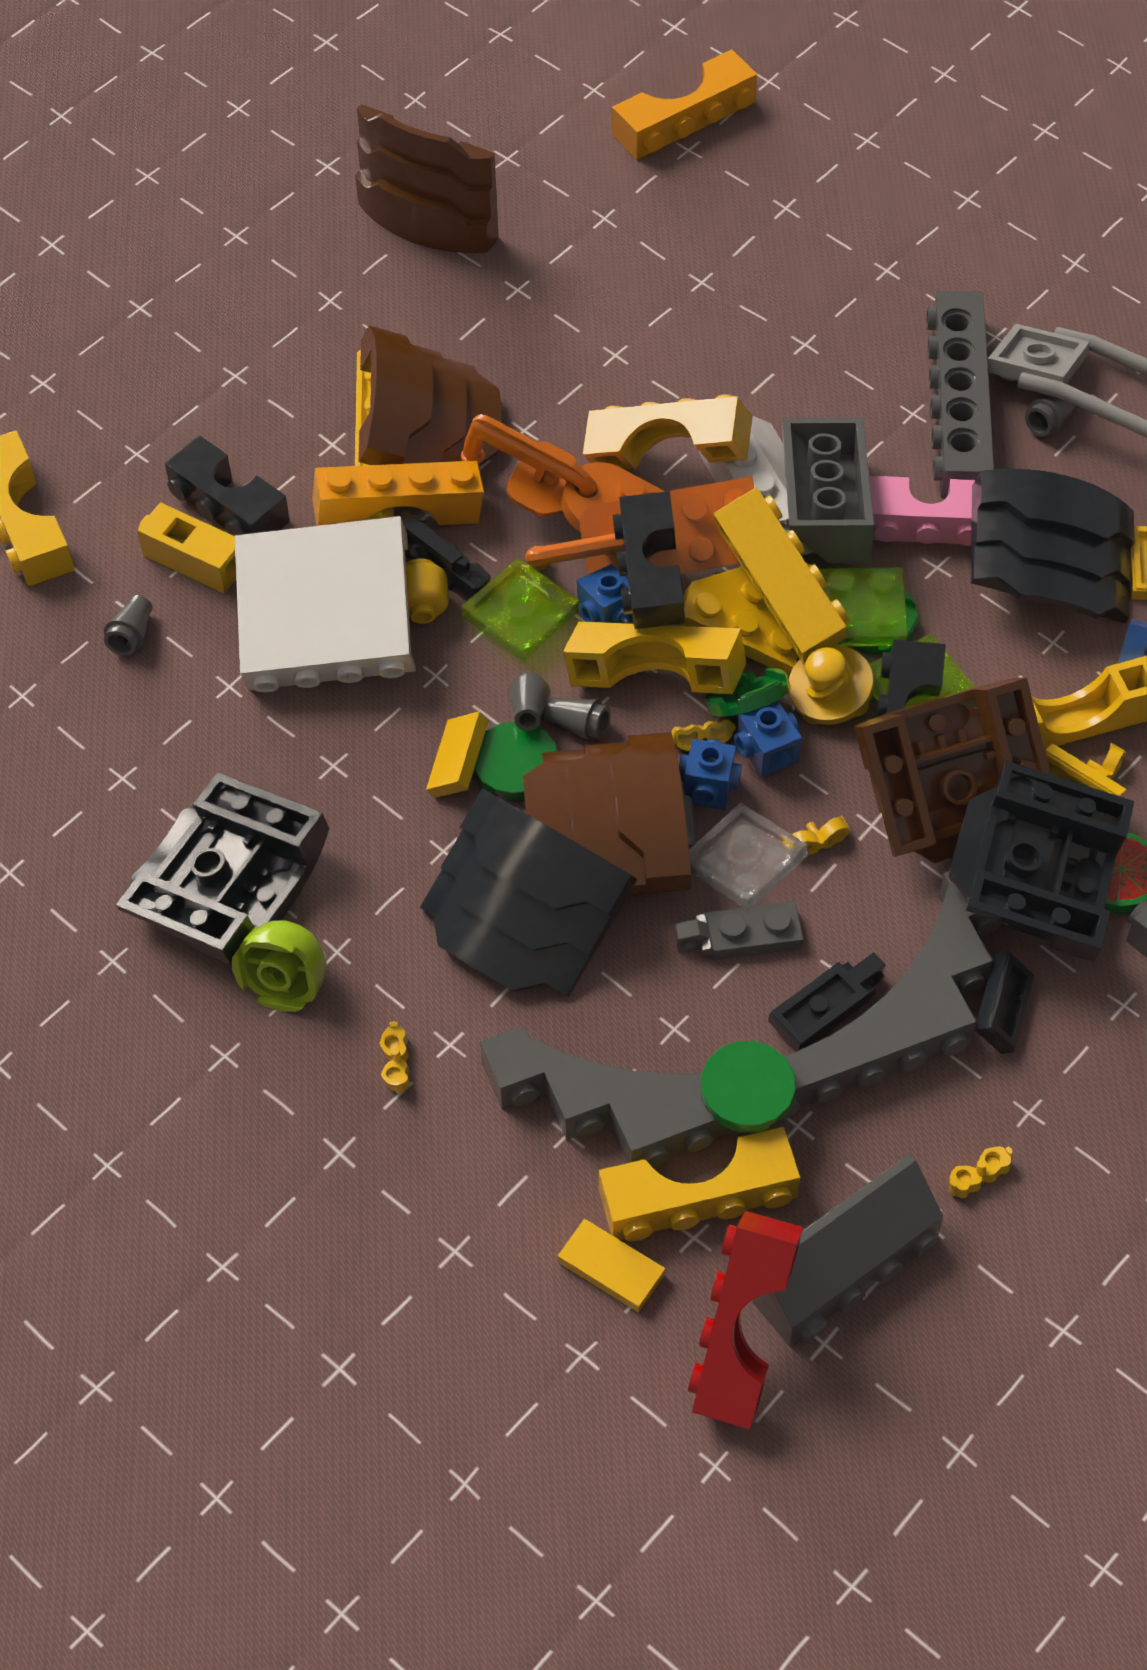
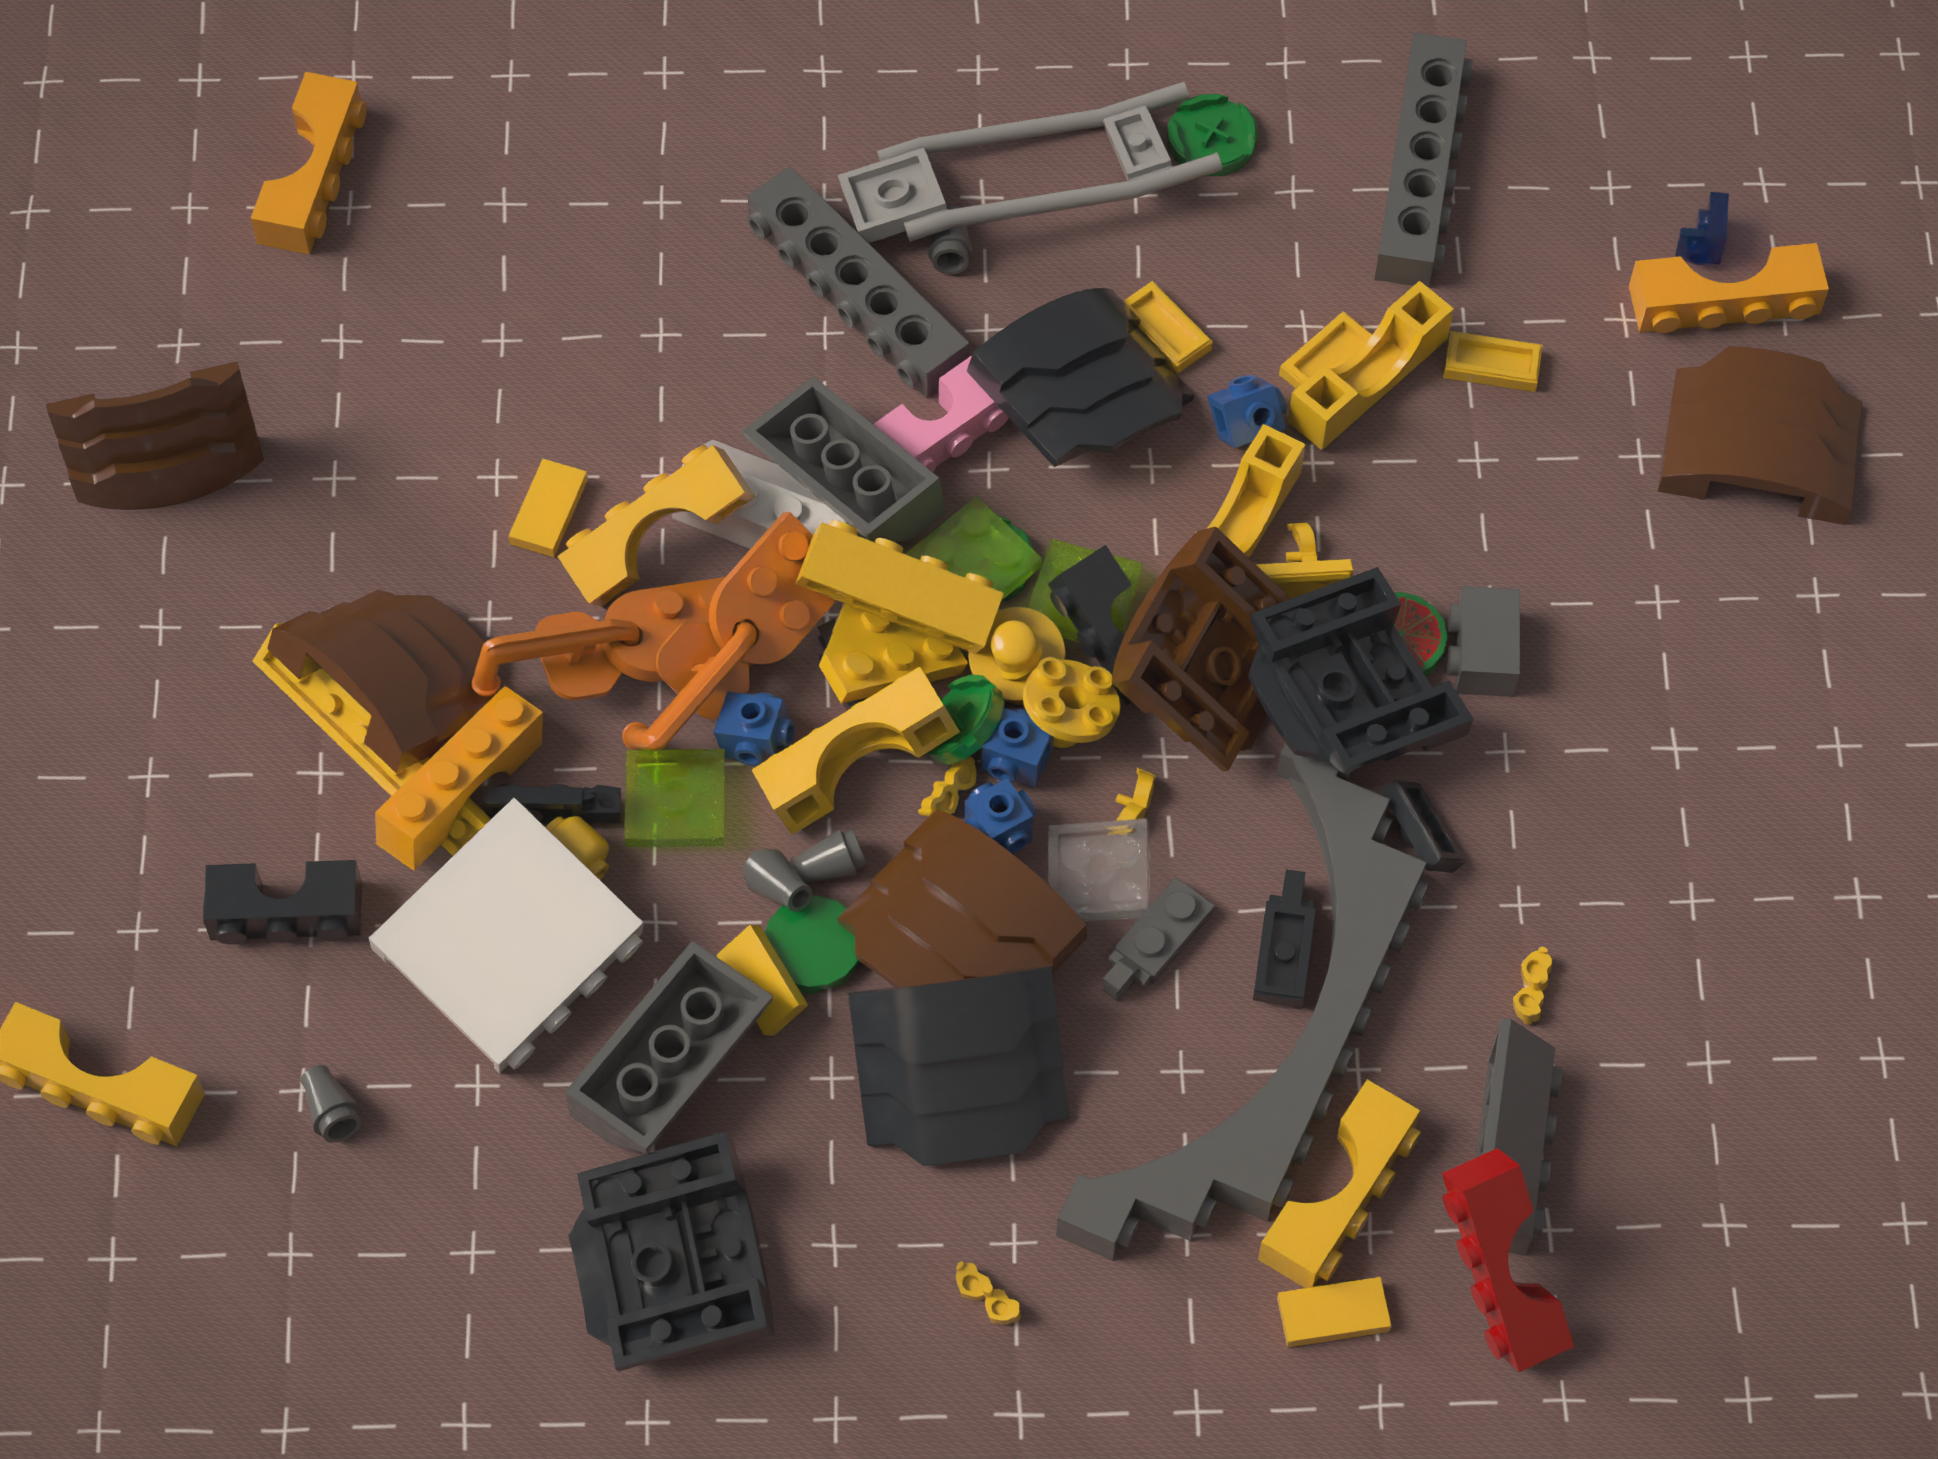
camera: 45 degrees left, 5 degrees up
(189, 547) = (306, 981): yellow brick -> none
(281, 965) = (817, 1296): lime cylinder -> none
(347, 738) = (665, 1050): none -> dark grey slope
(627, 388) = (548, 508): none -> yellow tile
(653, 590) = (811, 694): black arch -> none
(747, 1086) = (1311, 1069): green tile -> none
(825, 732) = (1071, 701): none -> yellow plate

